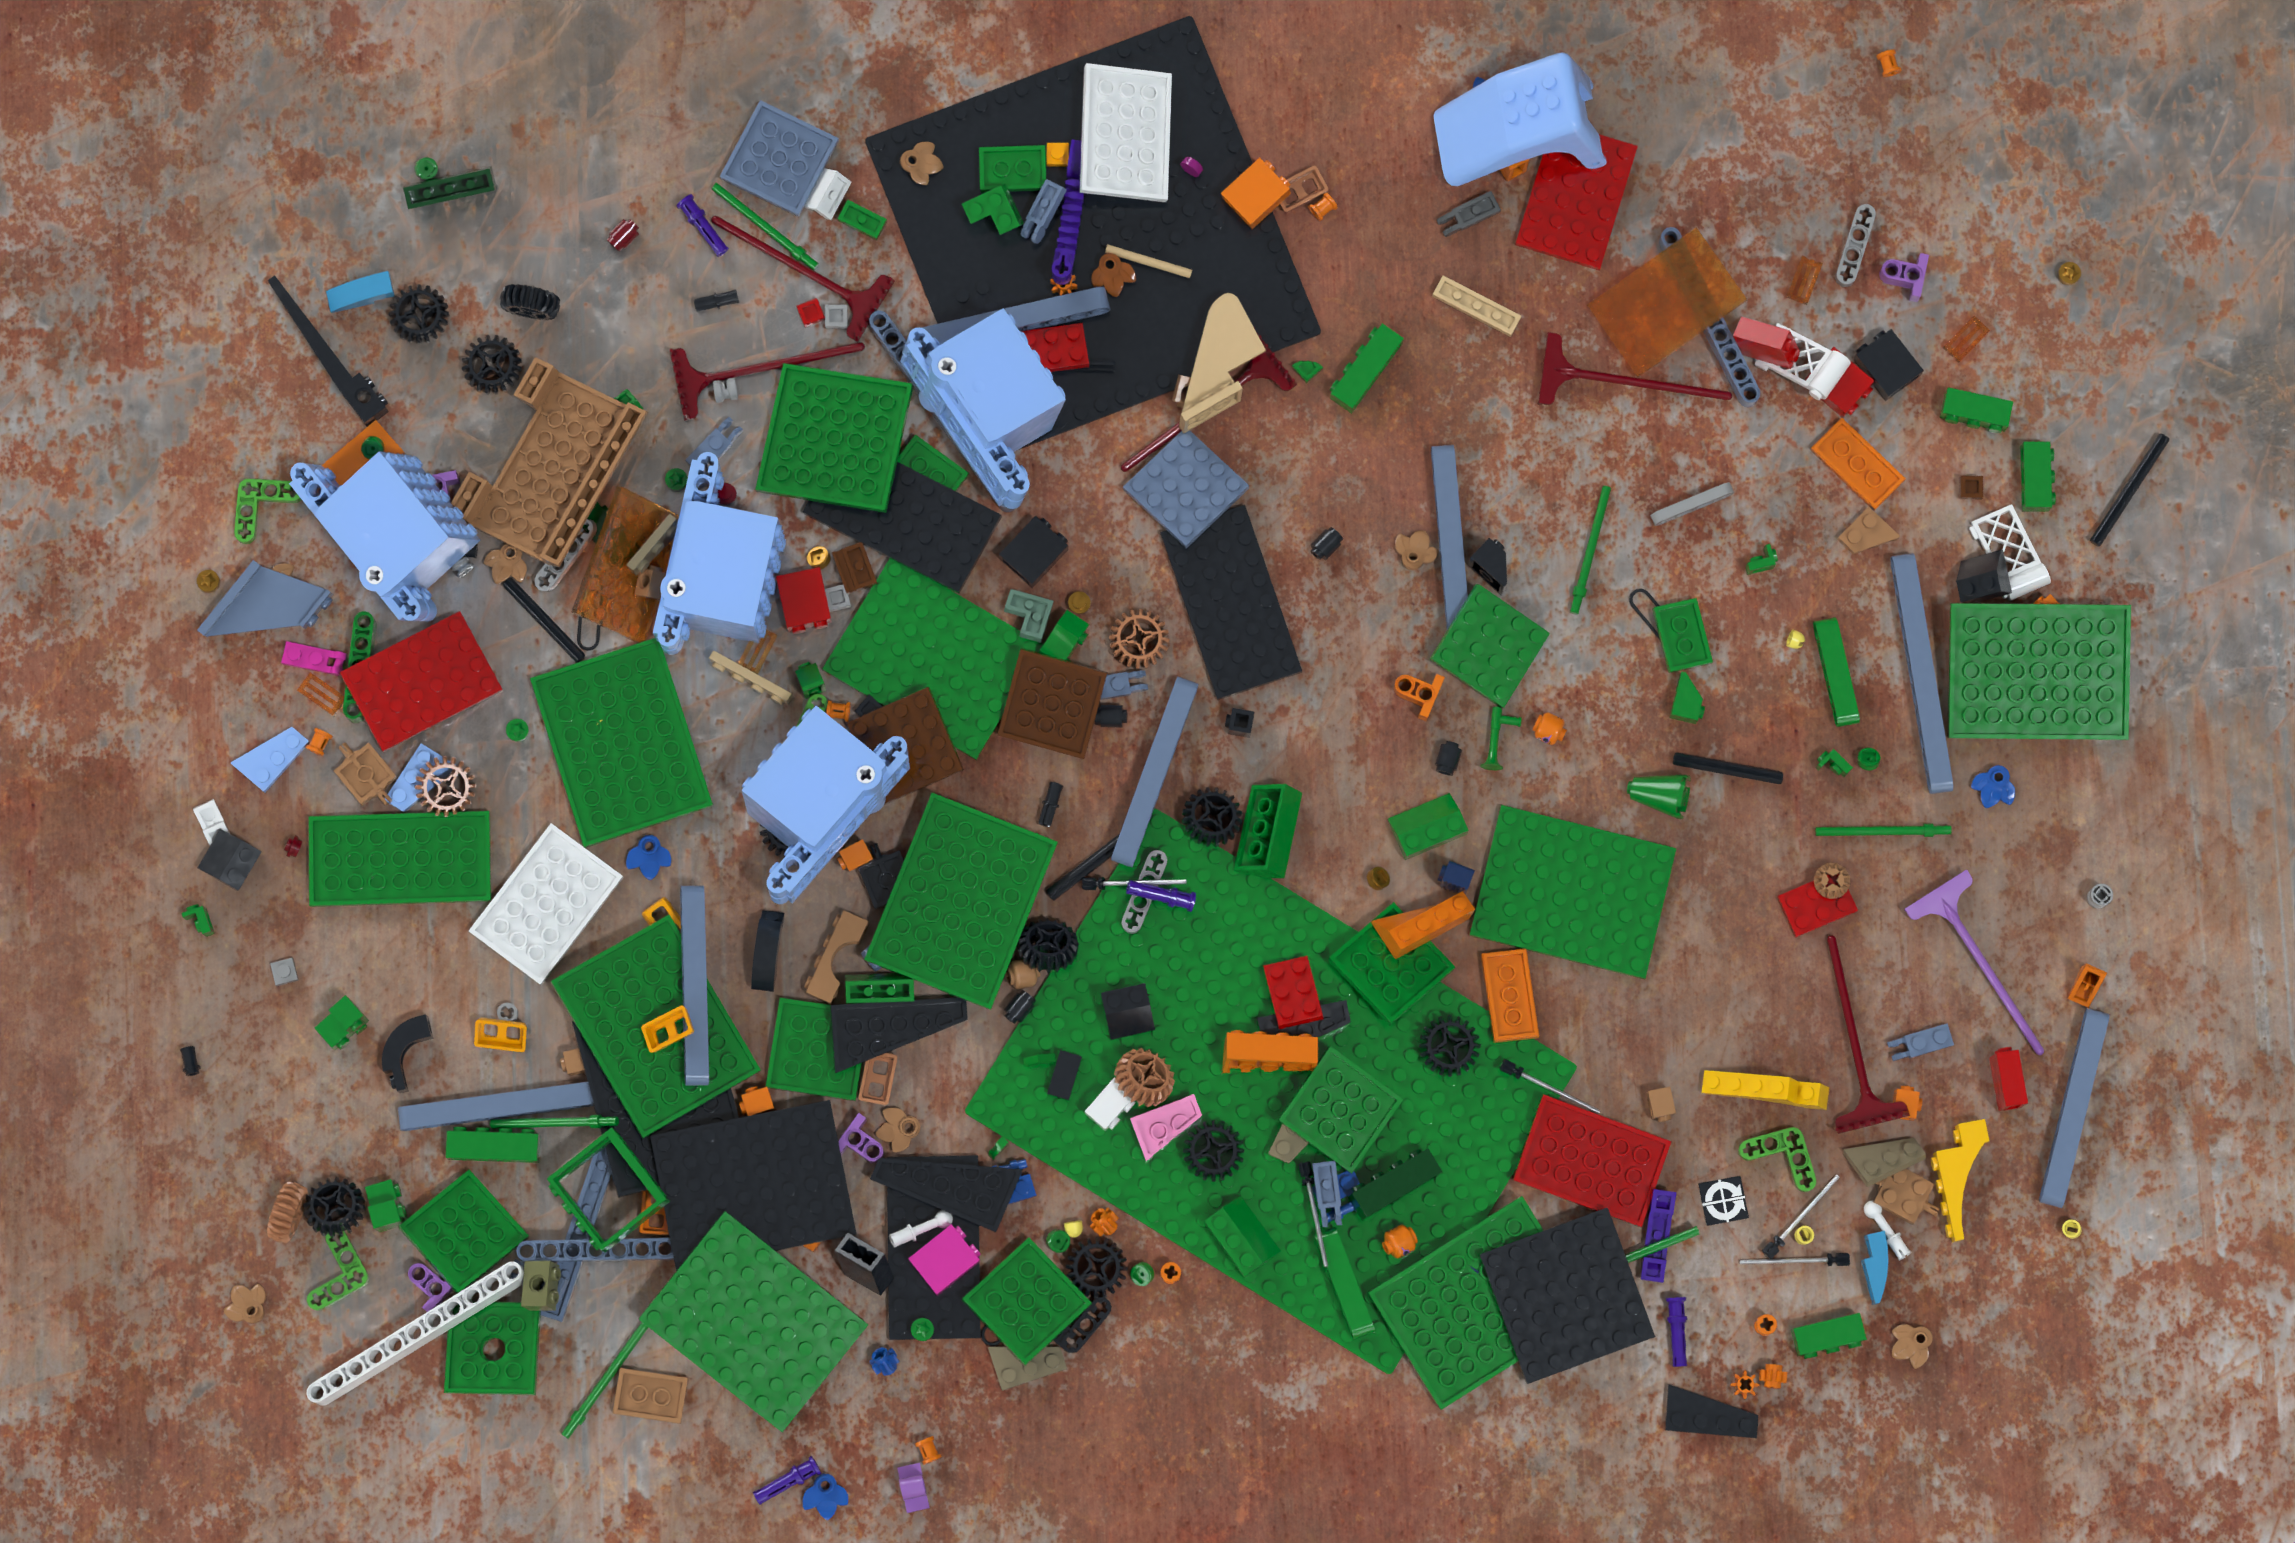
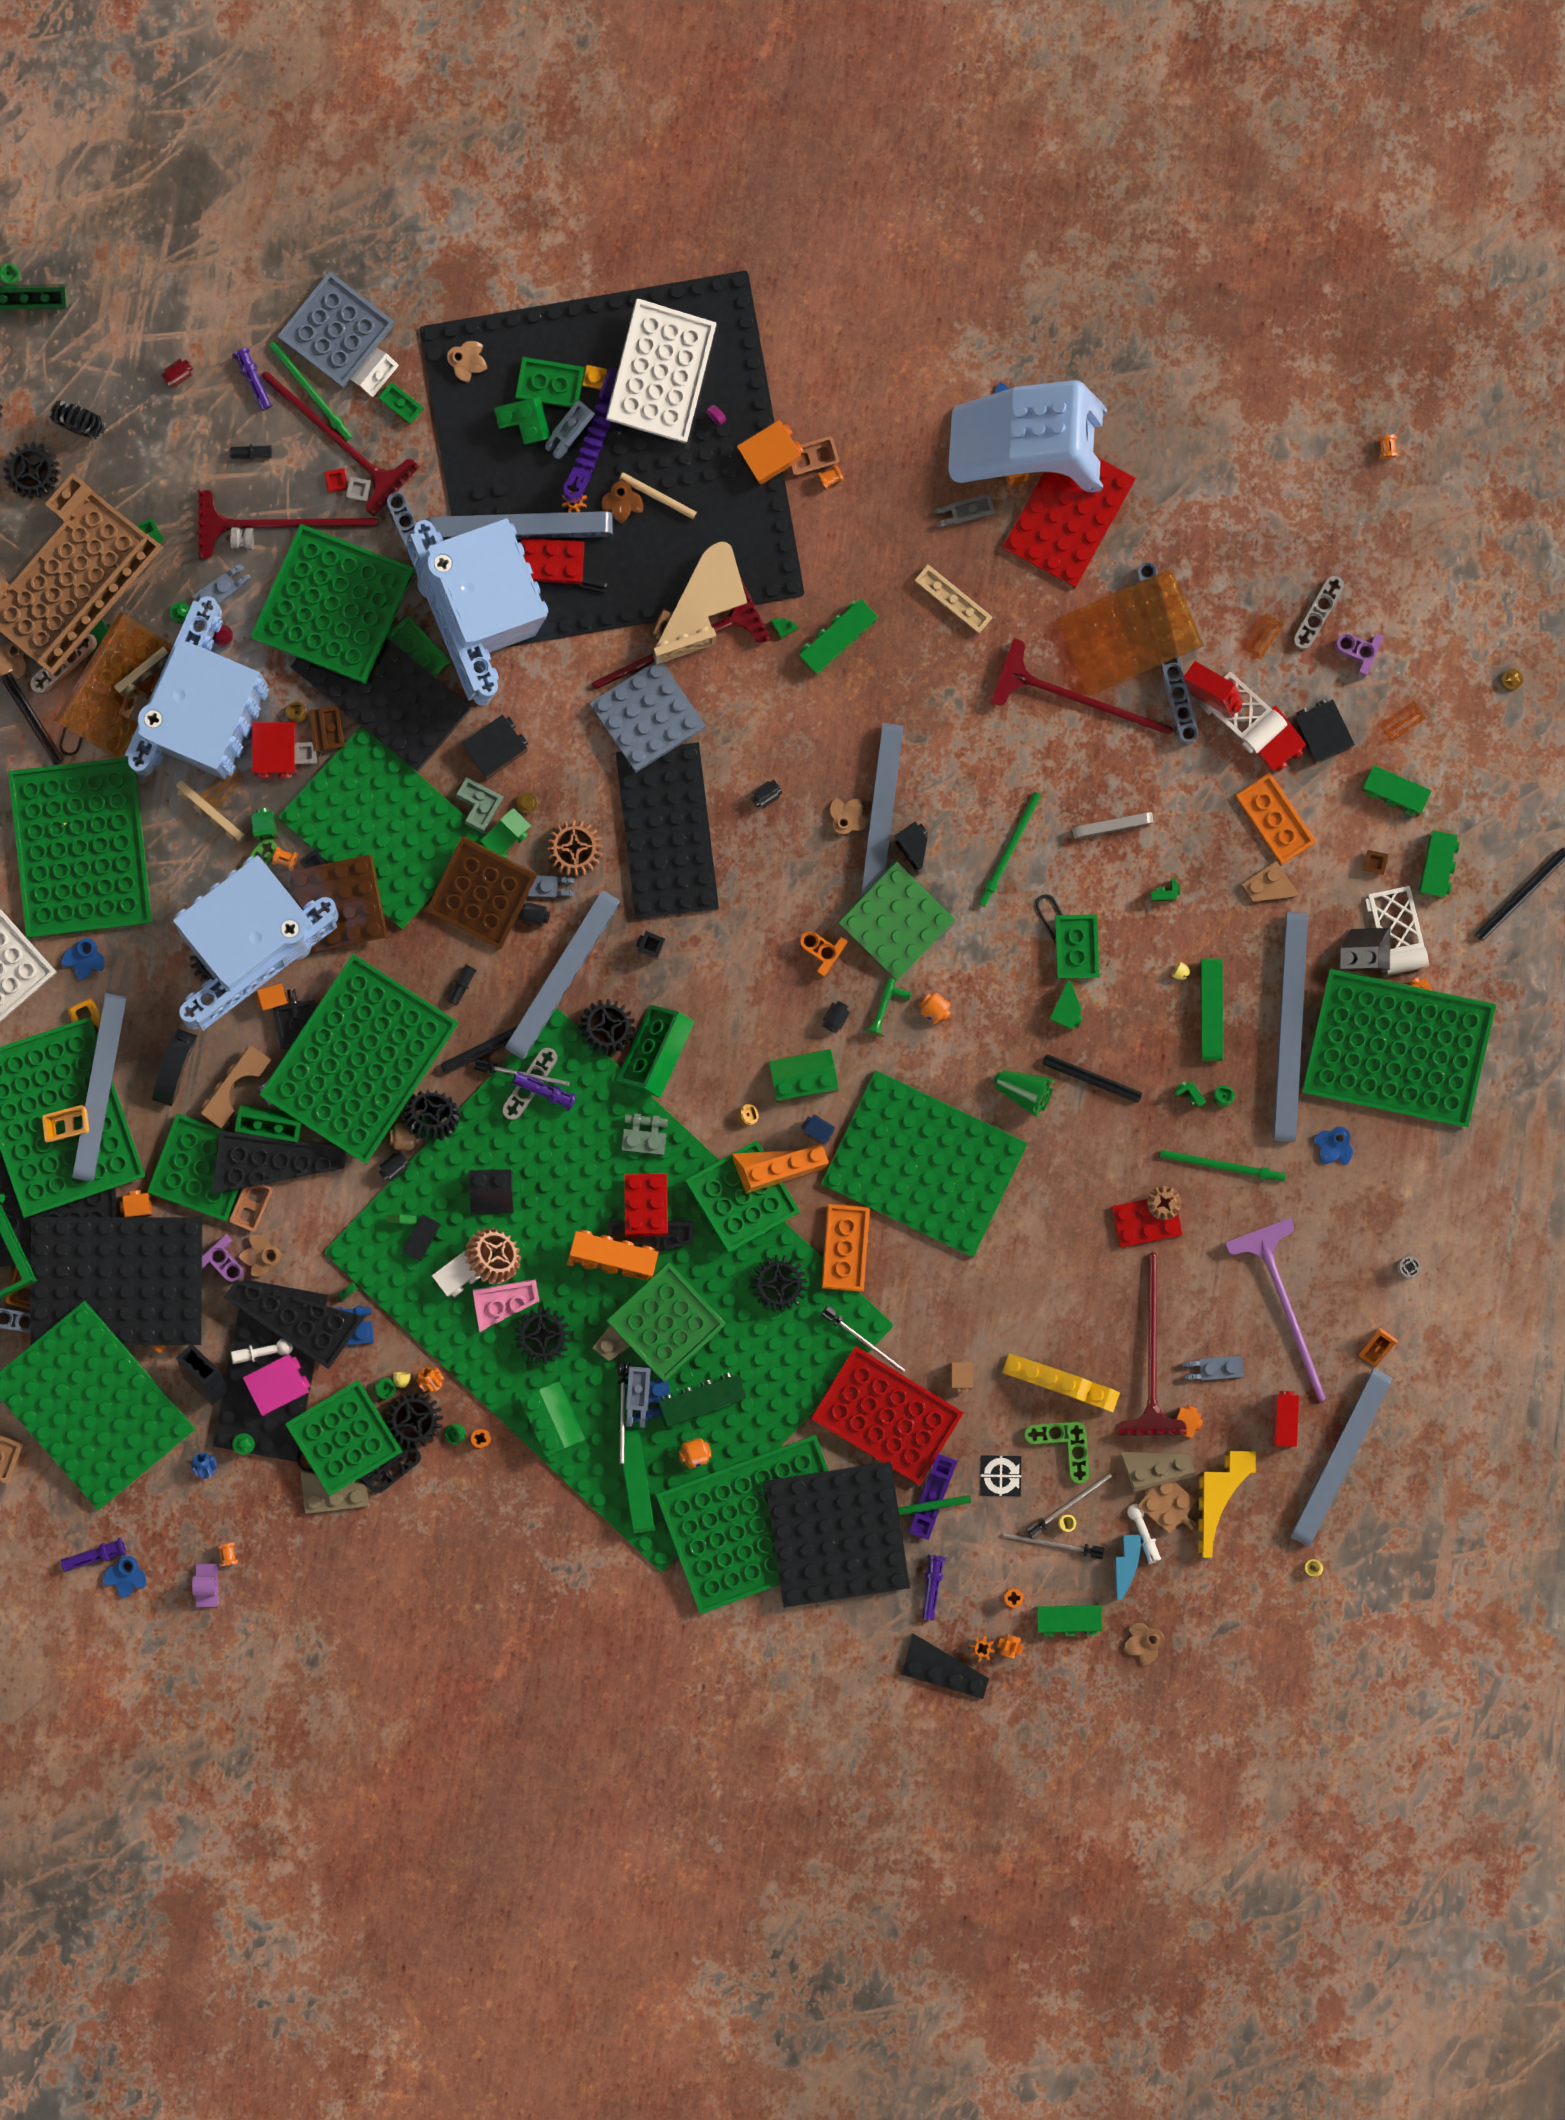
camera: 15 degrees right, 5 degrees up
(1275, 927) = (644, 1141): none -> sand green plate

